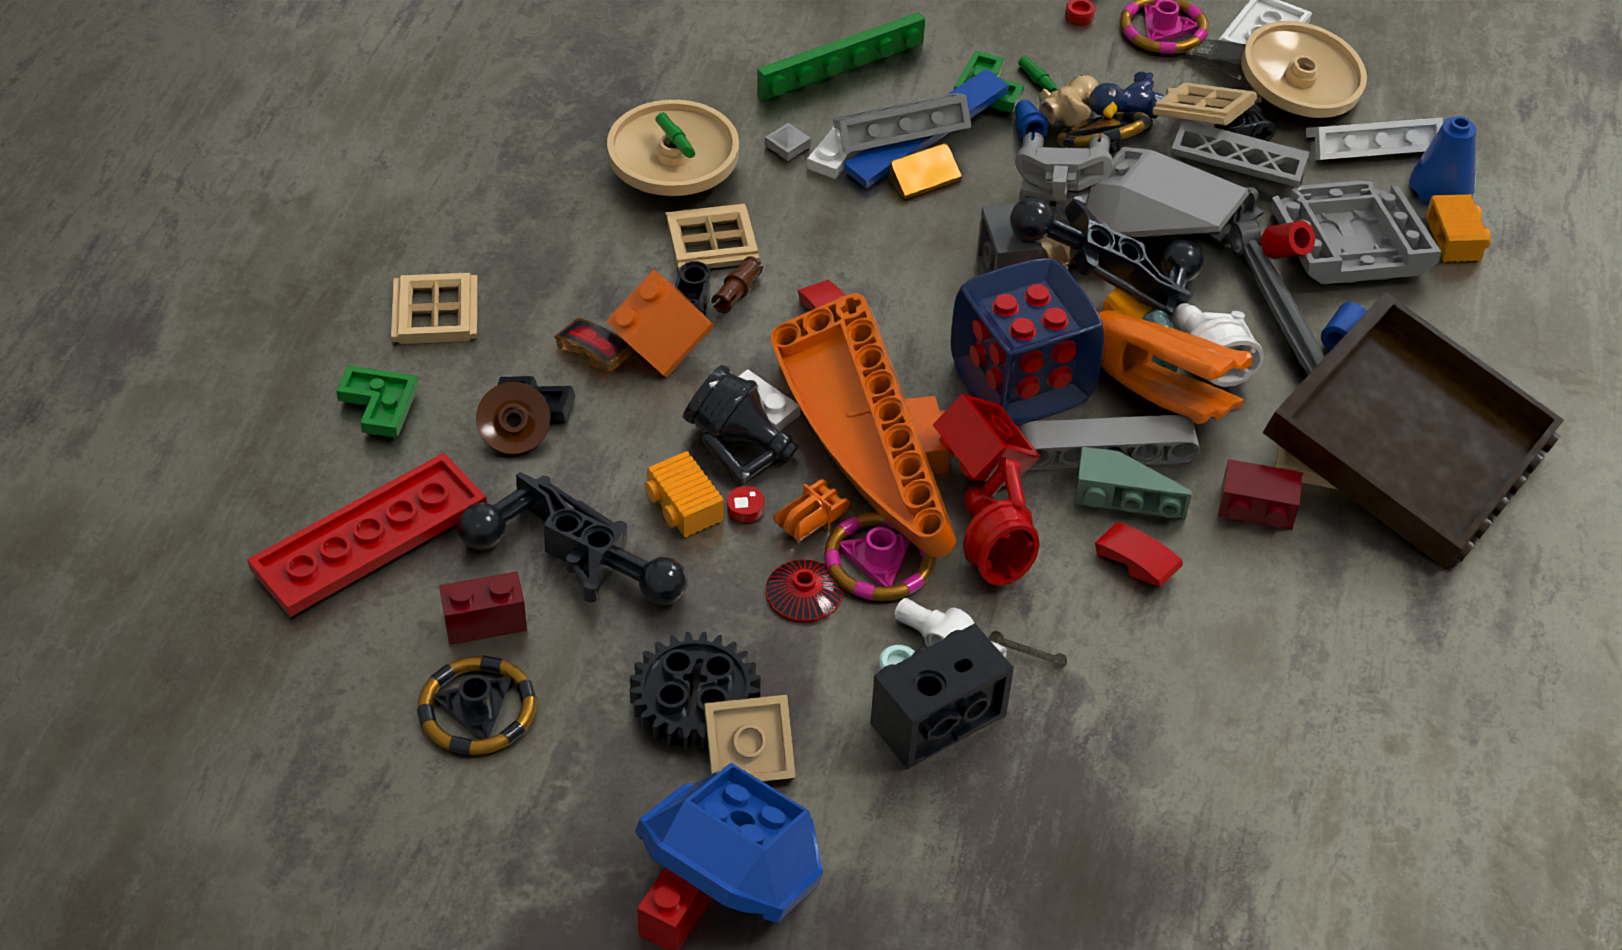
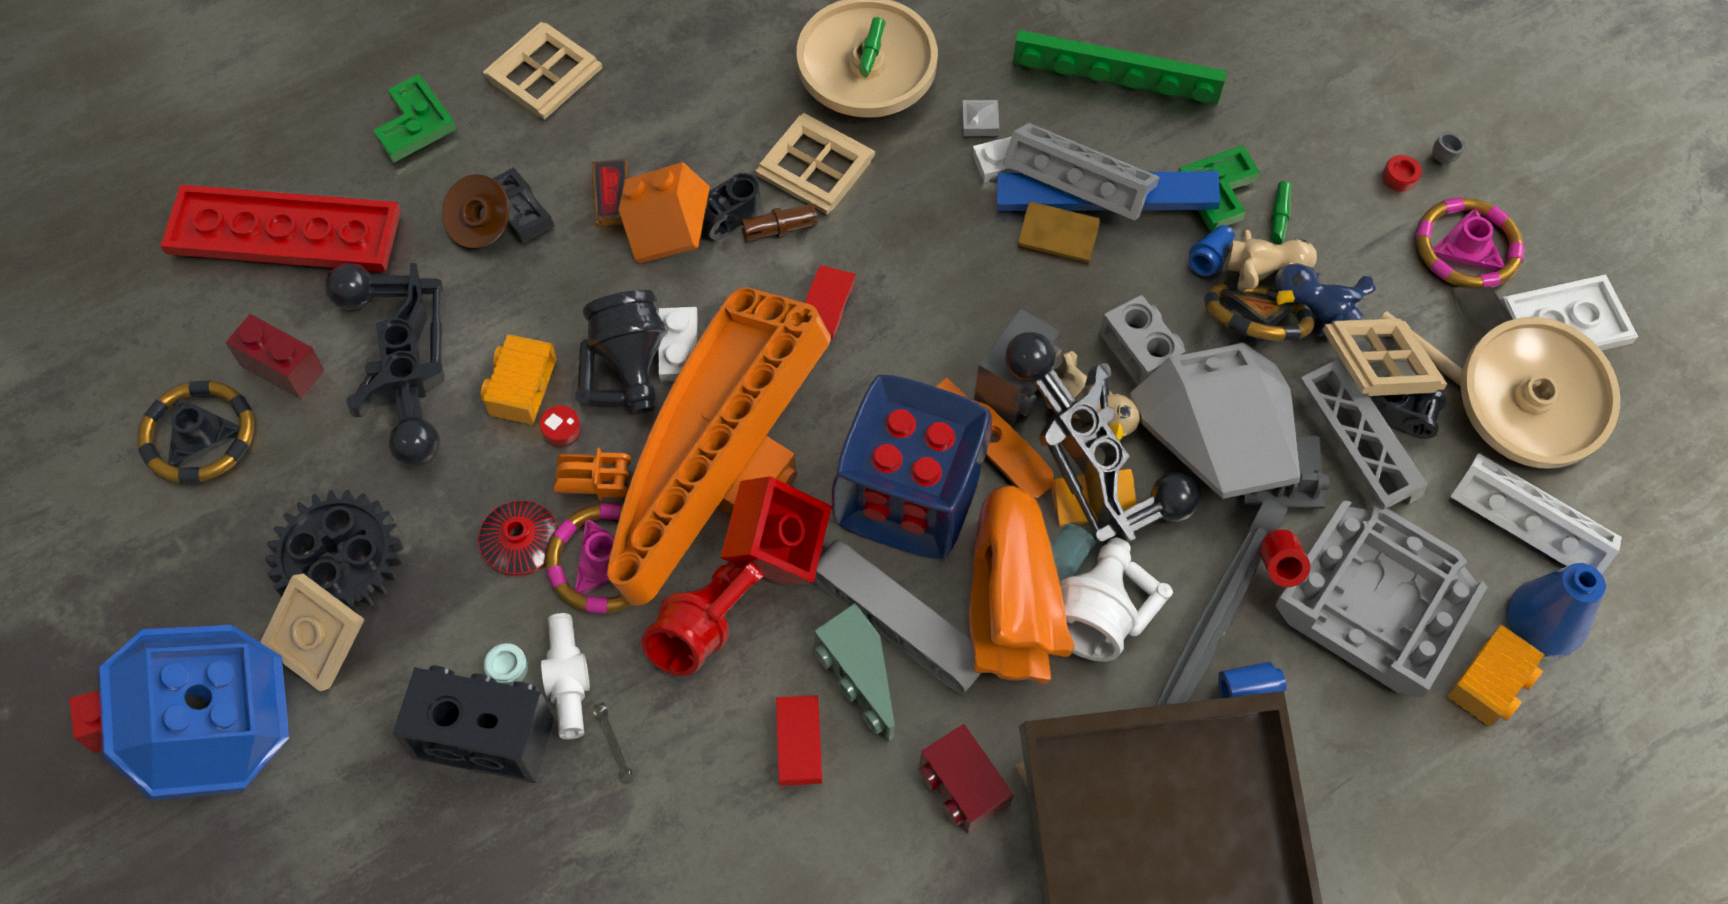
camera: 45 degrees right, 15 degrees up
(1063, 167) = (1154, 327): light grey connector -> none

